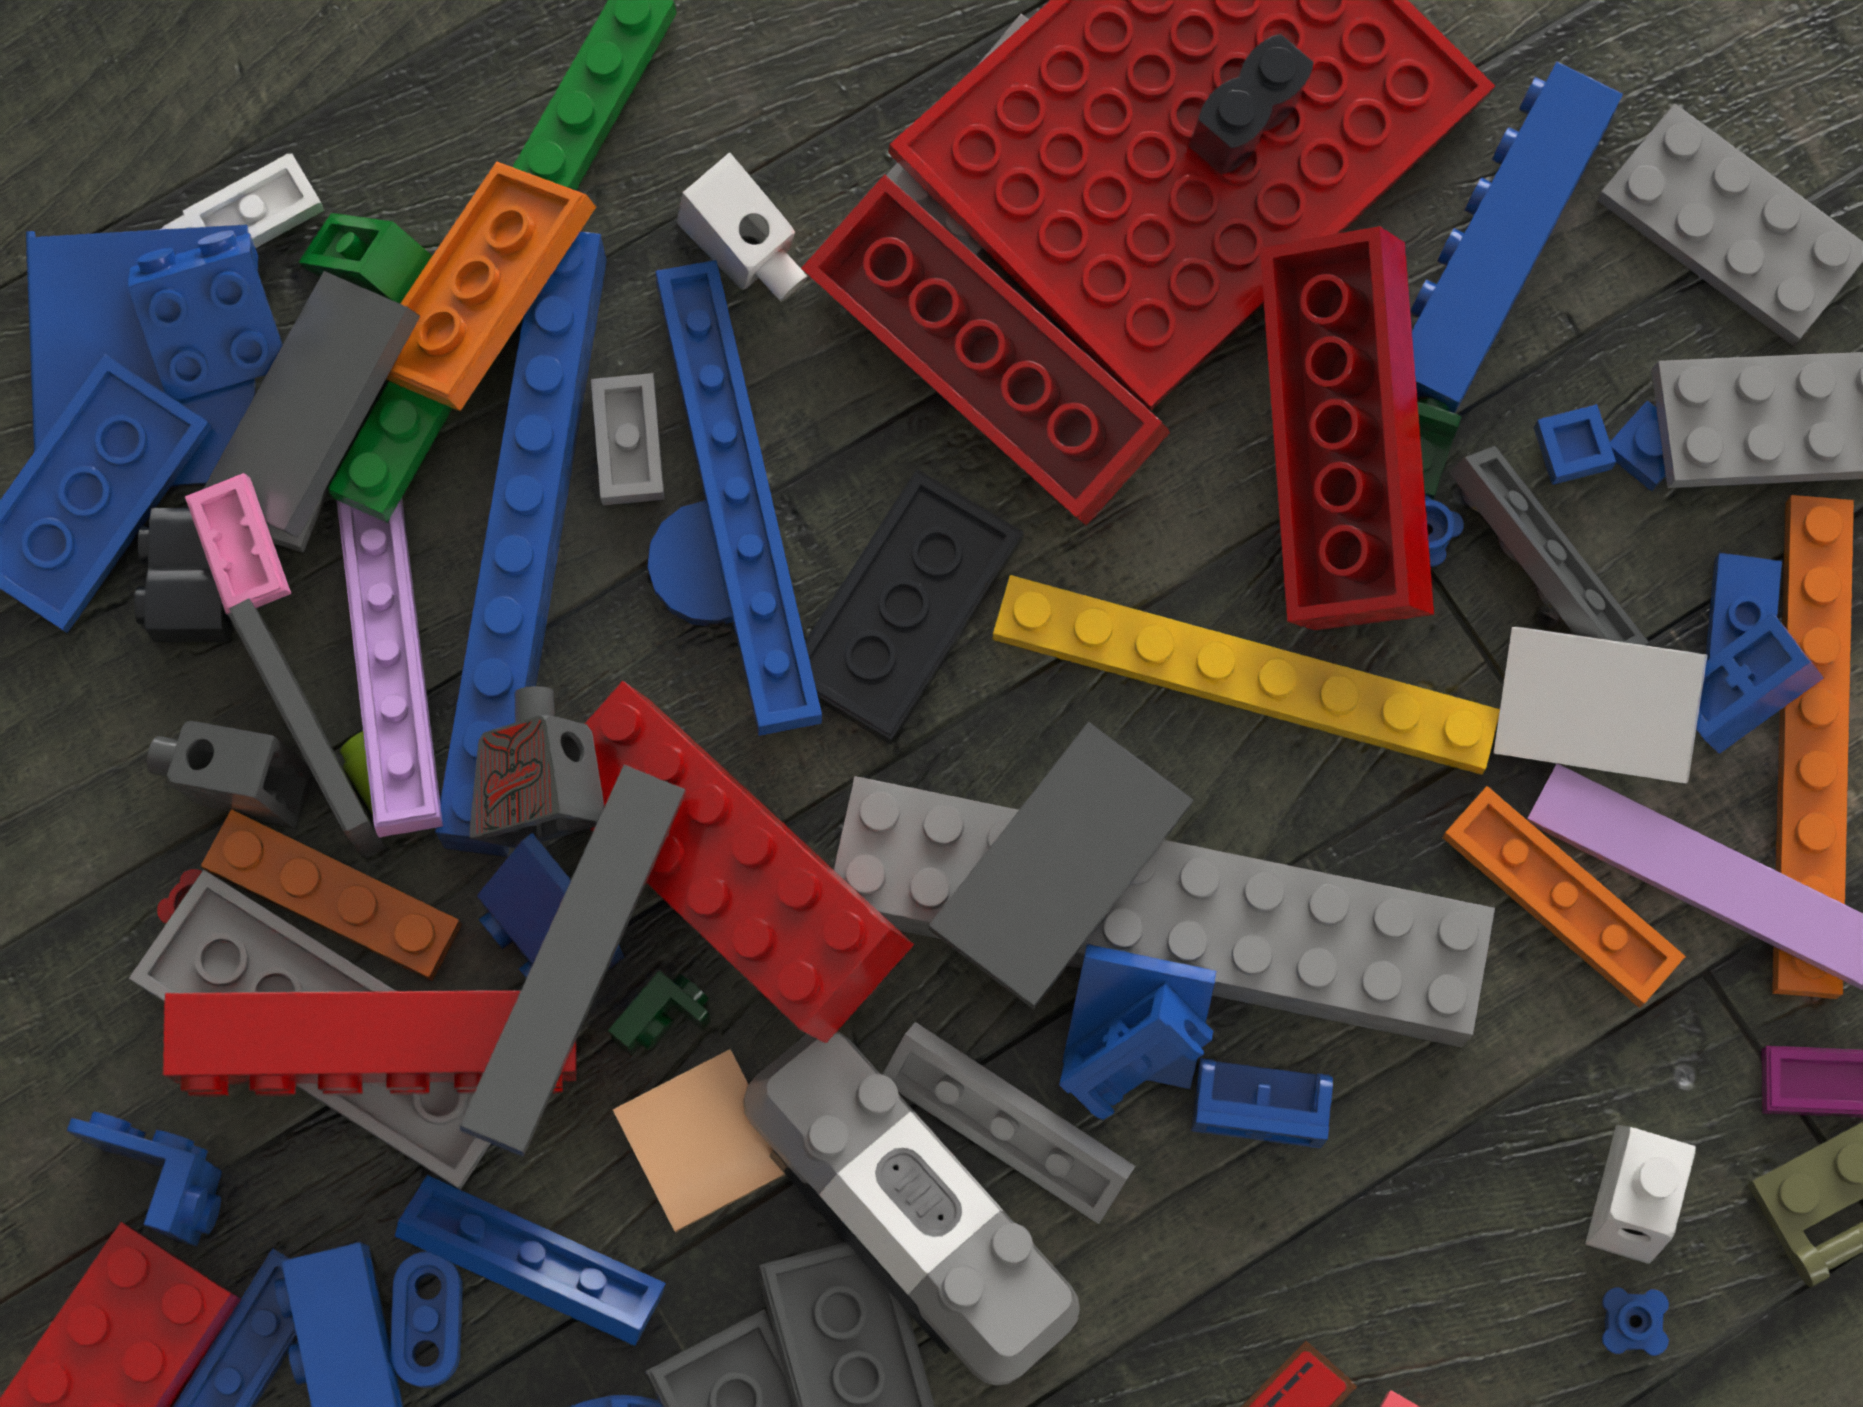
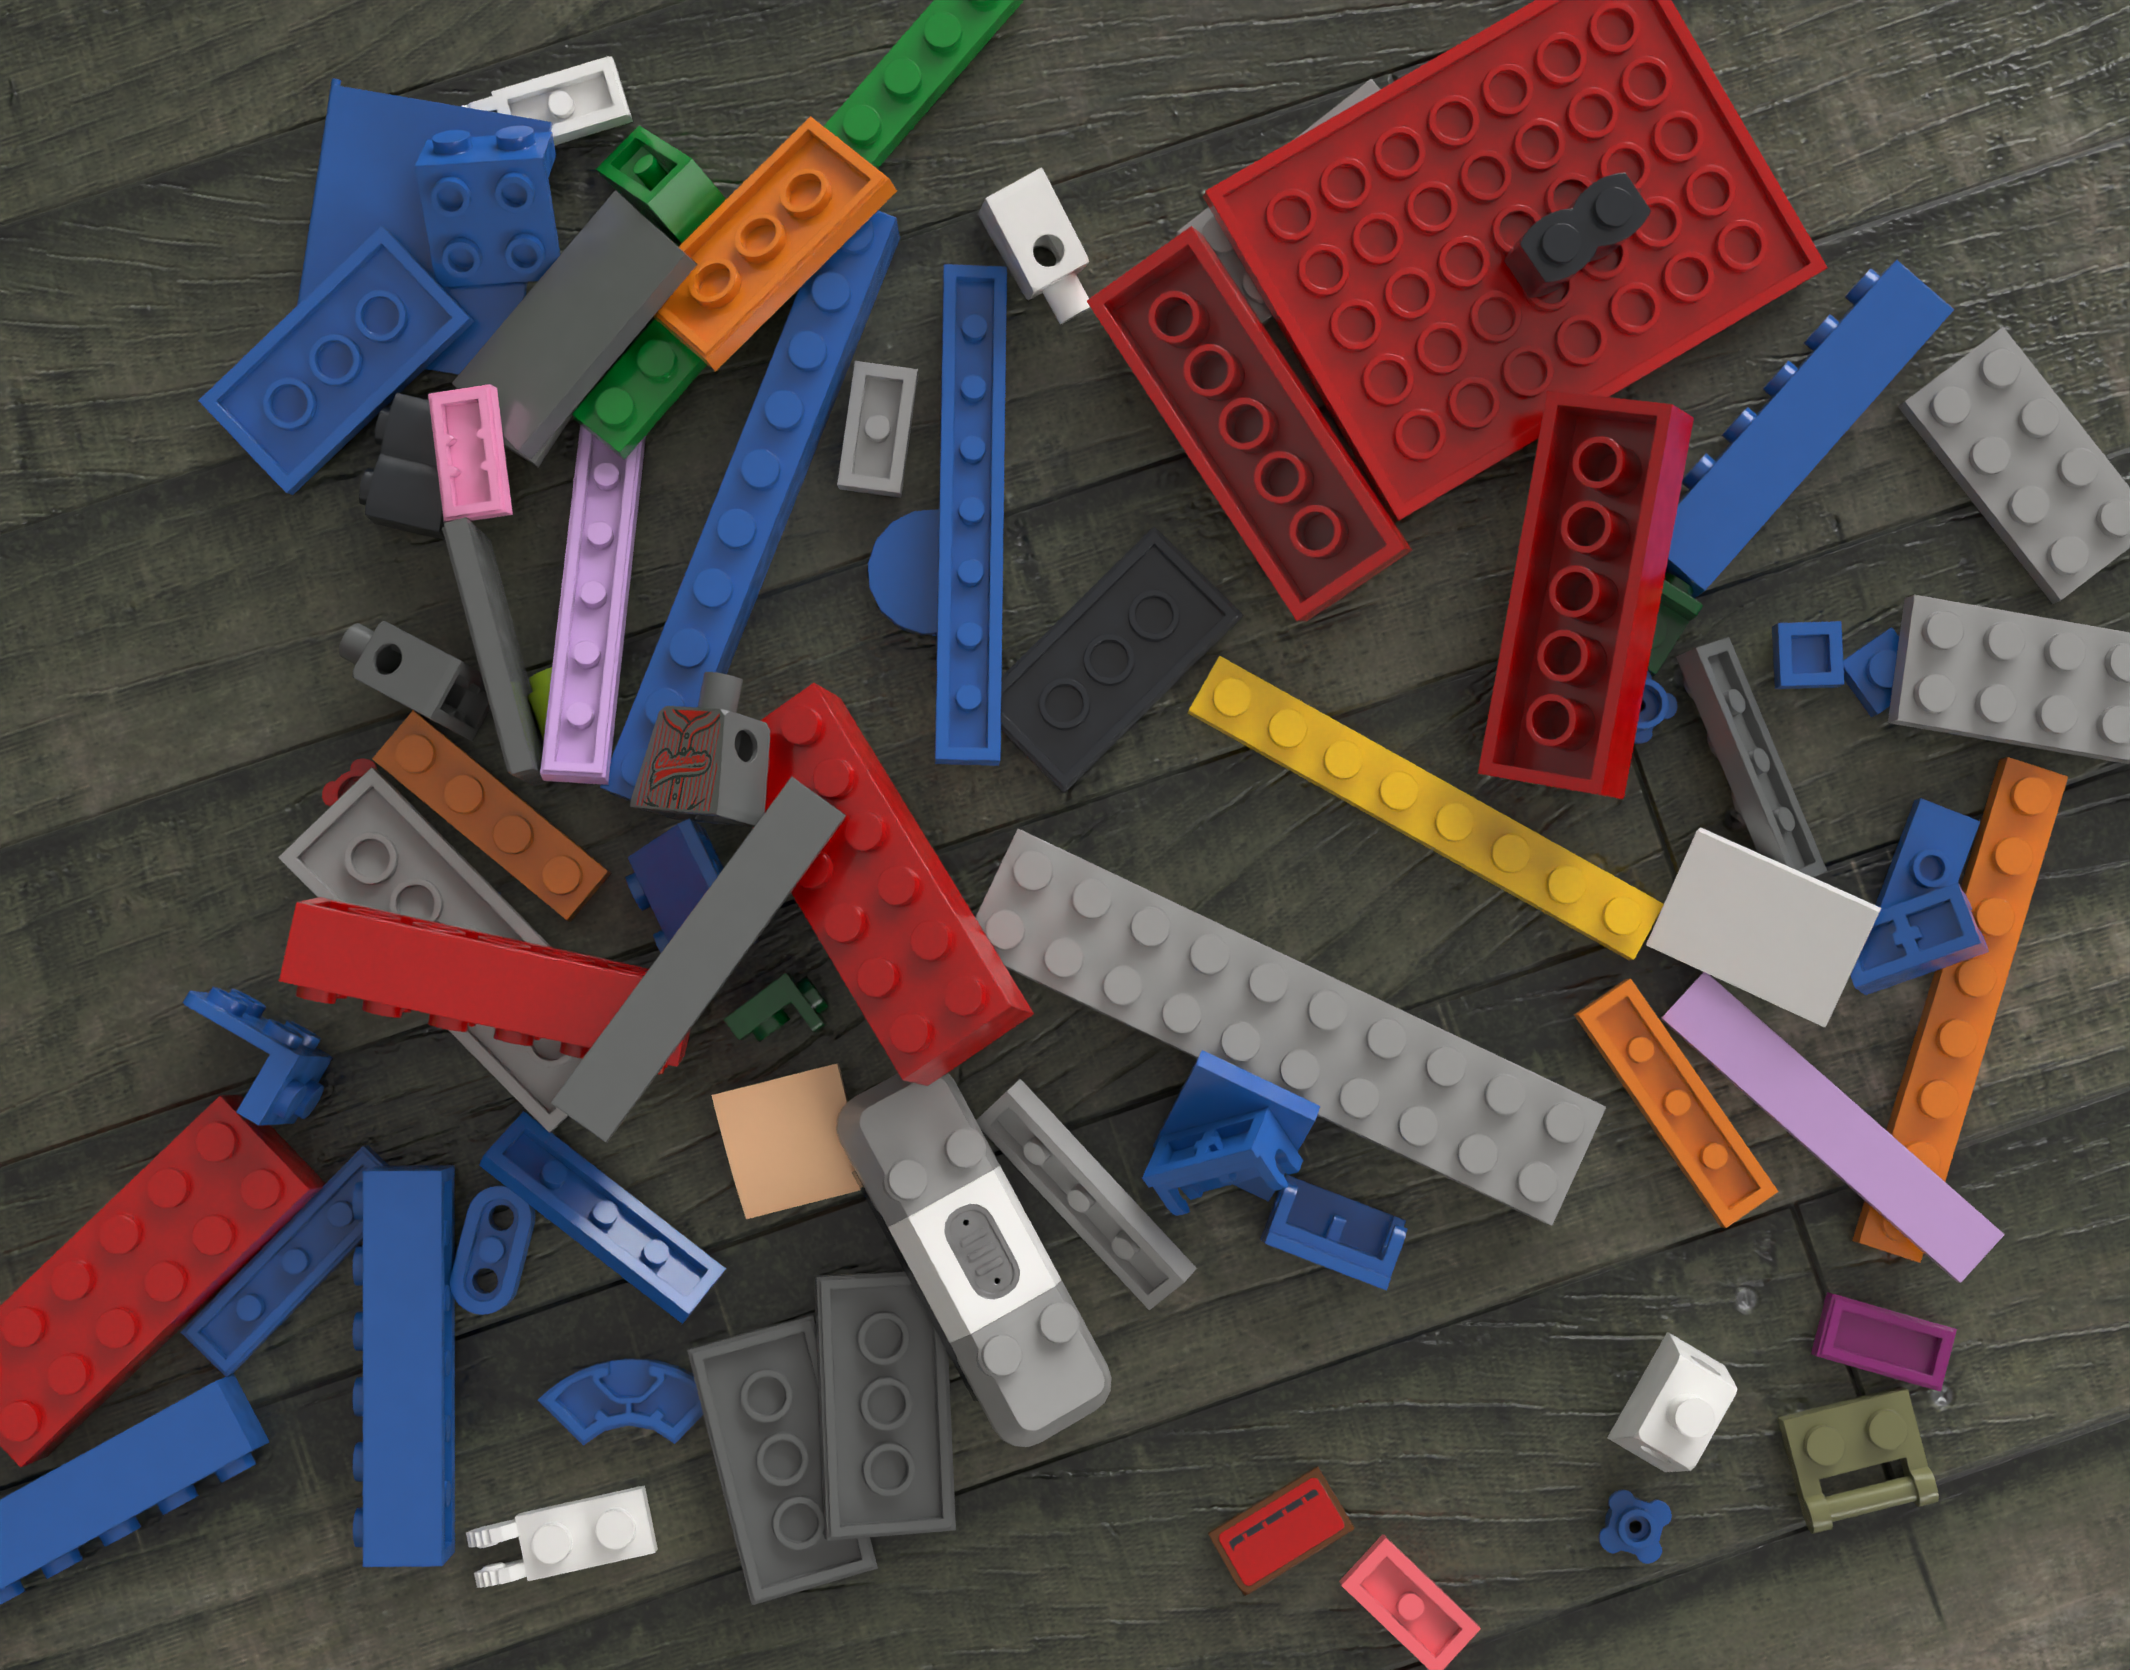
camera: 10 degrees right, 10 degrees up
(1060, 865) = (1195, 968): dark grey tile -> none

